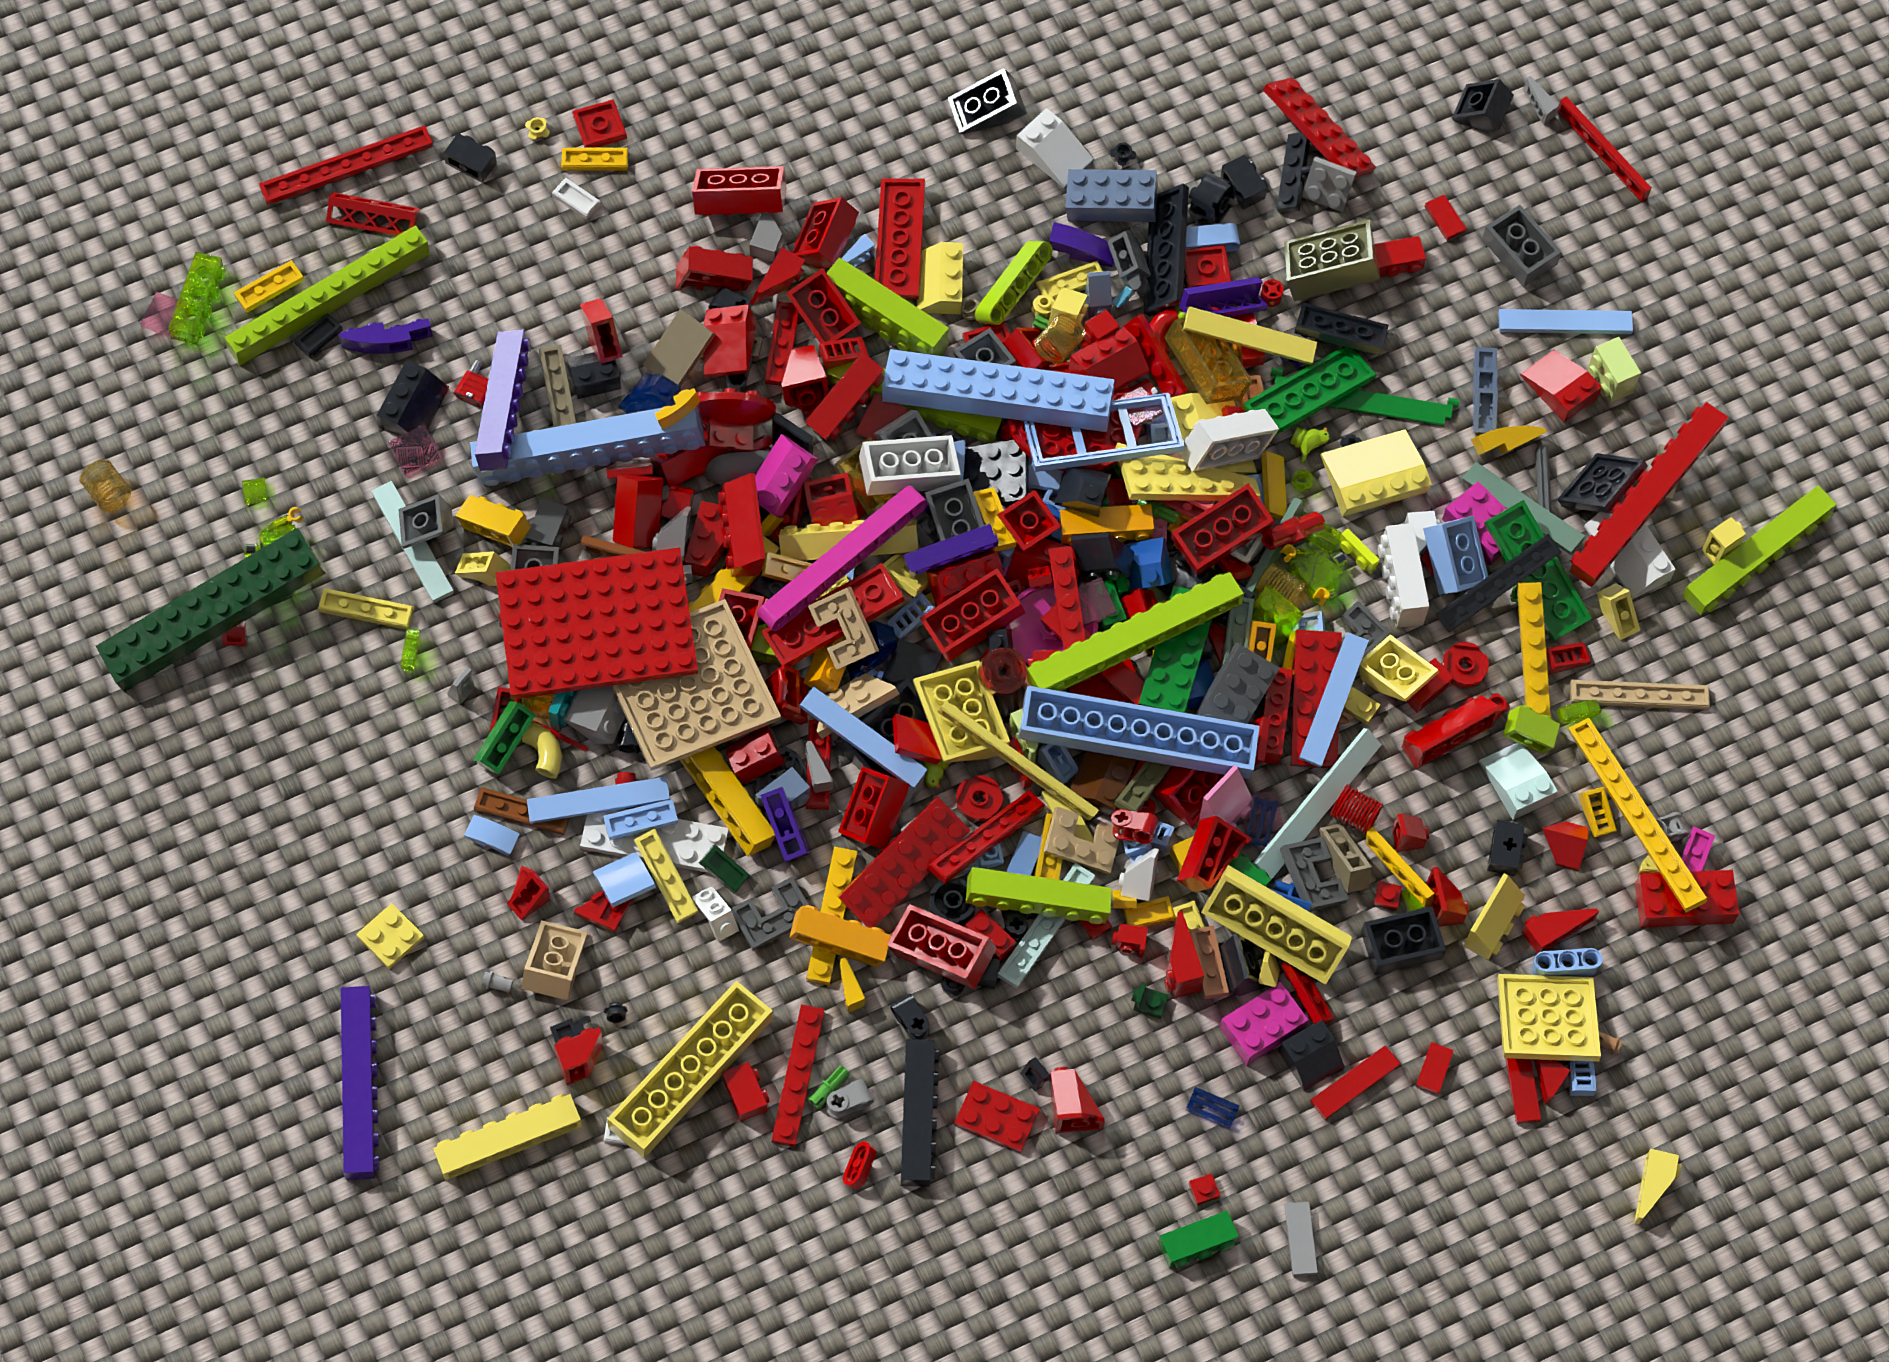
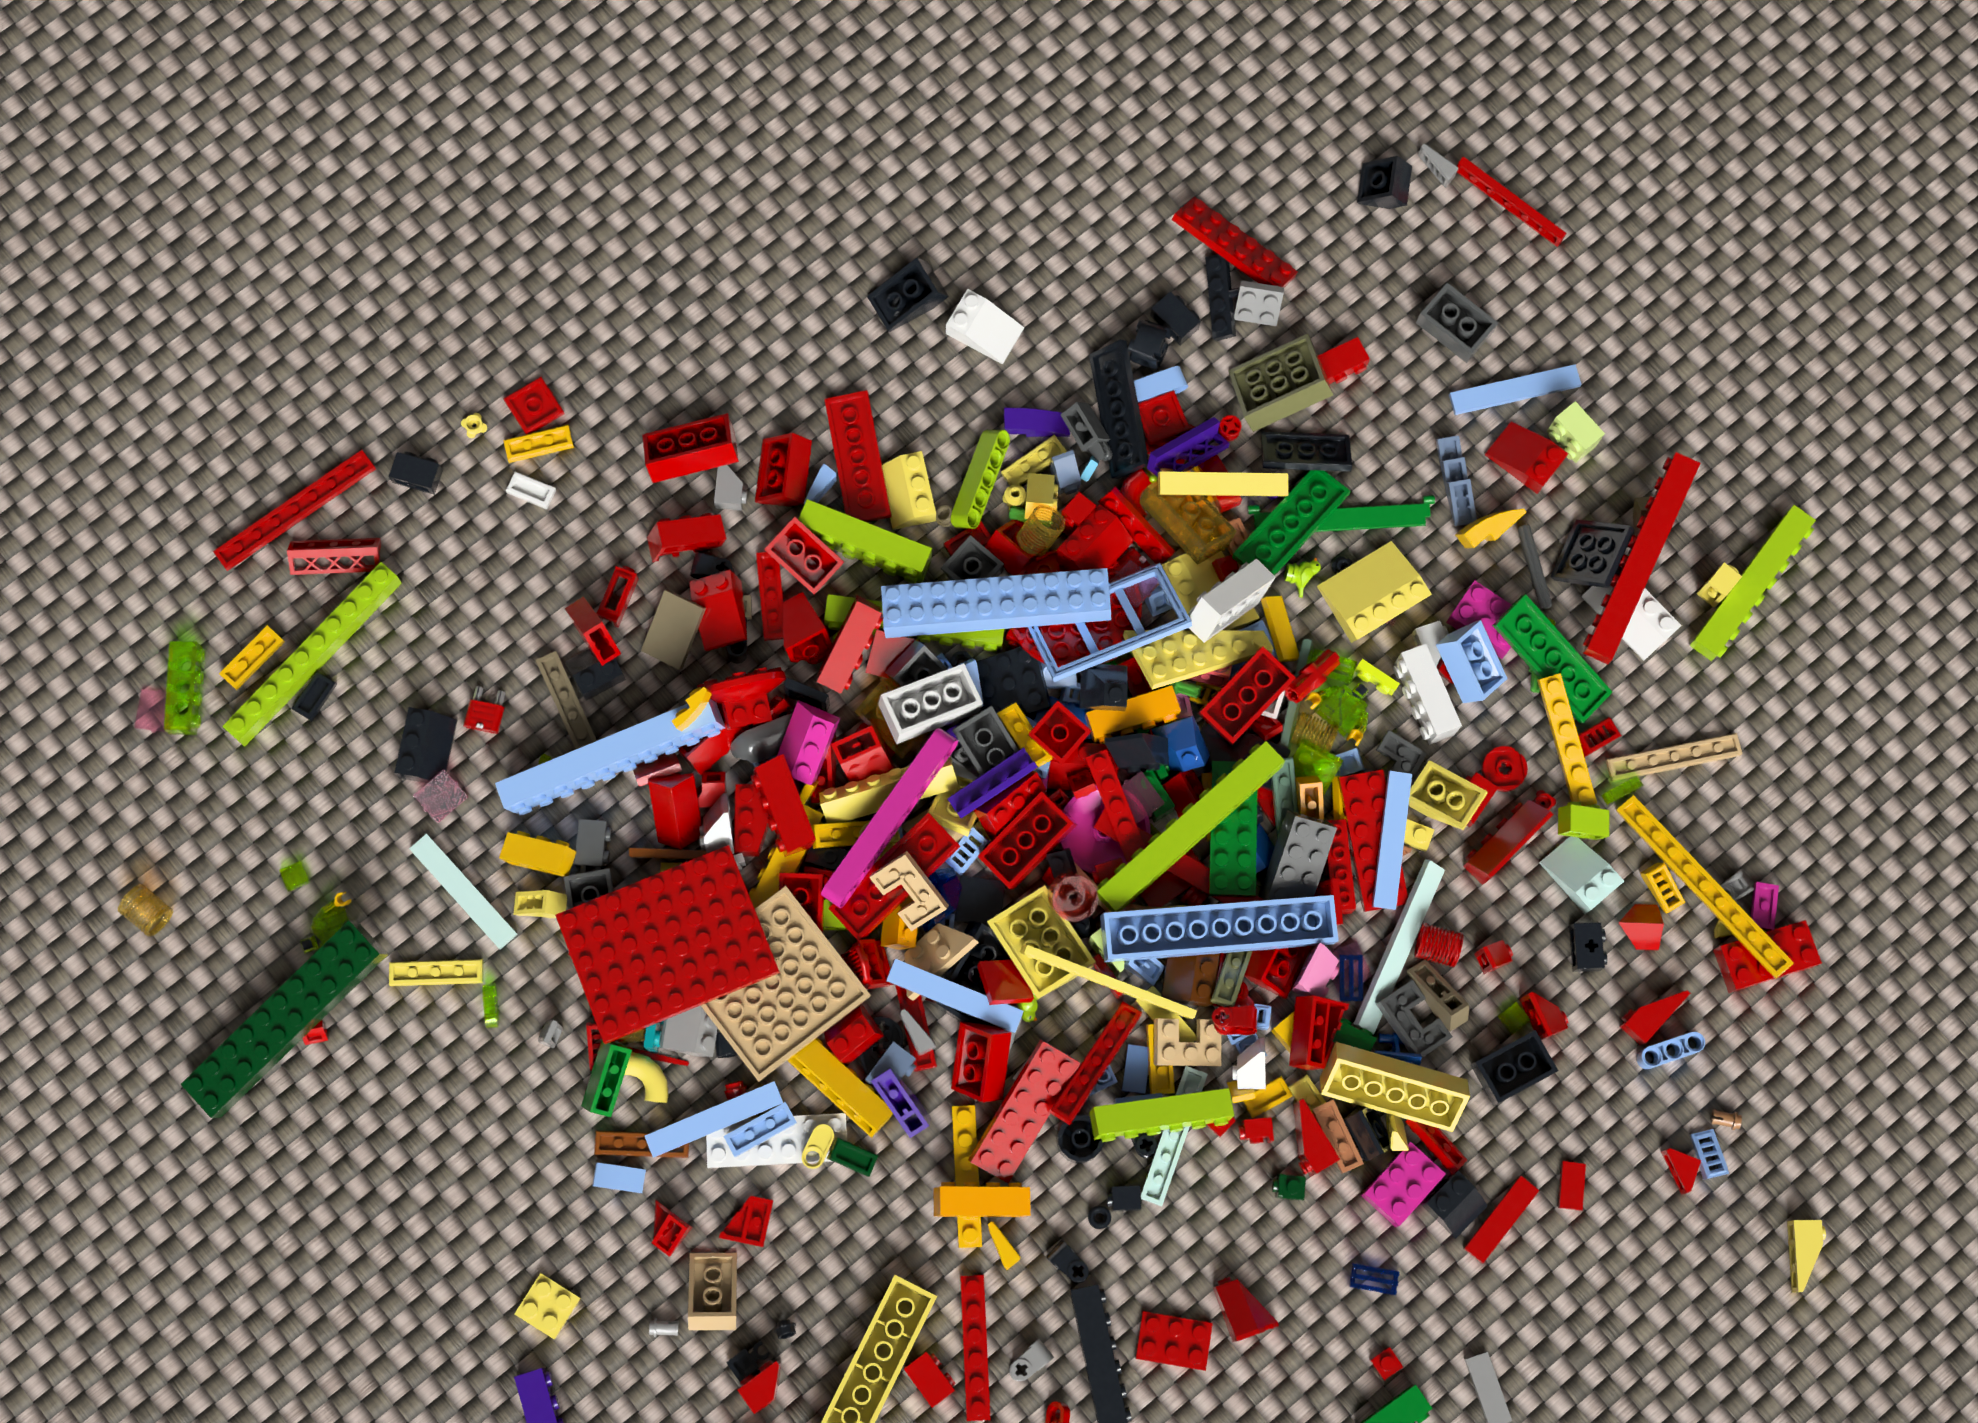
camera: 15 degrees left, 10 degrees up
(377, 340) = (372, 688): dark purple slope -> none
(424, 520) = (471, 871): dark grey slope -> none
(502, 400) = (515, 731): brick -> none
(624, 879) = (759, 1194): light blue slope -> none
(630, 325) = (617, 615): none -> red window
(650, 393) = (658, 685): clear blue slope -> none
(666, 876) = (798, 1178): light yellow tile -> none
(696, 845) = (819, 1141): none -> light yellow piece
(717, 913) = (855, 1203): white bracket -> none
(763, 930) = (905, 1209): dark grey plate -> none
(779, 276) = (752, 524): red slope -> none
(830, 1085) = (1008, 1353): bright green axle -> none
(838, 360) = (824, 609): red slope -> none
(942, 946) = (1082, 1189): red brick -> none
(973, 787) = (1069, 1011): red plate -> none
(987, 926) = (1123, 1163): red brick -> none
(1035, 1074) = (1200, 1290): black plate -> none
(1111, 195) = (1052, 365): sand blue brick -> none
(1123, 148) = (1051, 321): black plate -> none
(1302, 474) = (1309, 611): clear neon green plate -> none
(1387, 895) = (1486, 1021): red plate -> none
(1399, 868) = (1493, 994): yellow tile -> none
(1445, 217) = (1375, 308): red tile -> none
(1496, 919) = (1594, 1023): light yellow slope -> none
(1498, 583) = (1519, 682): black tile -> none
(1523, 1090) = (1653, 1173): red tile -> none
(1548, 1017) = (1668, 1111): light yellow plate -> none
(1562, 533) = (1511, 589): sand green tile -> none
(1619, 610) = (1635, 677): light yellow slope -> none

